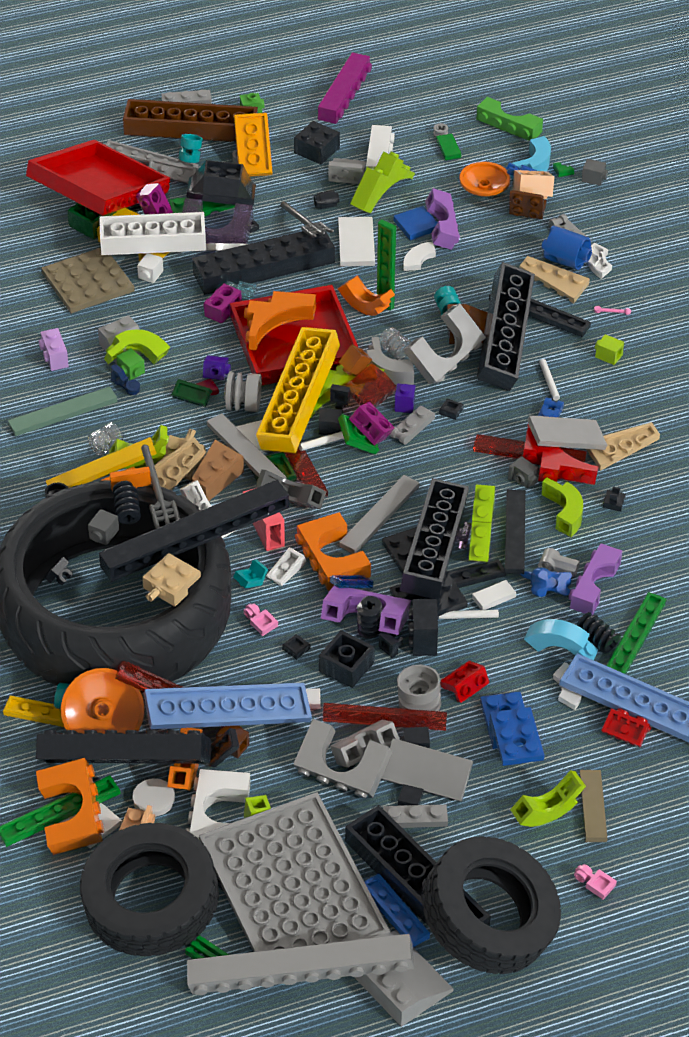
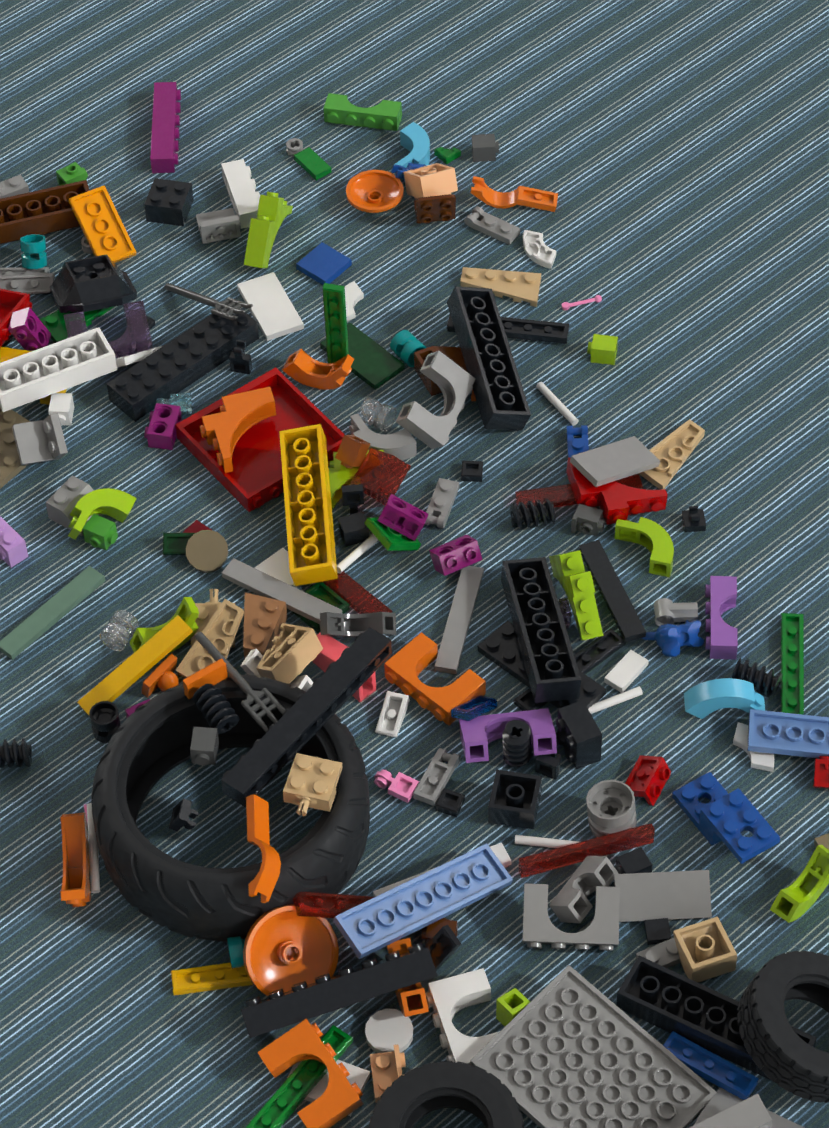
camera: 20 degrees left, 5 degrees up
(108, 603) = (258, 834): none -> orange piece
(118, 284) = (40, 440): none -> light grey bracket
(119, 378) = (94, 551): dark blue piece -> none
(205, 402) = (207, 551): none -> dark tan tile
(216, 367) = (198, 505): dark purple brick -> none
(220, 490) = (290, 653): none -> tan wedge
(243, 392) = (246, 525): light grey wheel -> none
(253, 576) = (365, 734): teal bracket -> none
(295, 623) = (436, 777): none -> light grey plate
(307, 273) = (239, 360): none -> black plate
(326, 199) = (213, 267): black brick -> none
(350, 698) = (542, 842): none -> white bar
(400, 464) = (455, 555): none -> magenta brick
(405, 398) = (420, 475): dark purple brick -> none
(412, 300) = (371, 361): none -> dark green tile
(437, 821) = (705, 950): none -> tan slope
(441, 206) = (343, 237): medium lavender arch -> none
(481, 454) = (532, 513): none -> black piece
(567, 248) = (504, 246): blue cylinder -> none
(606, 217) = (521, 196): none -> orange piece

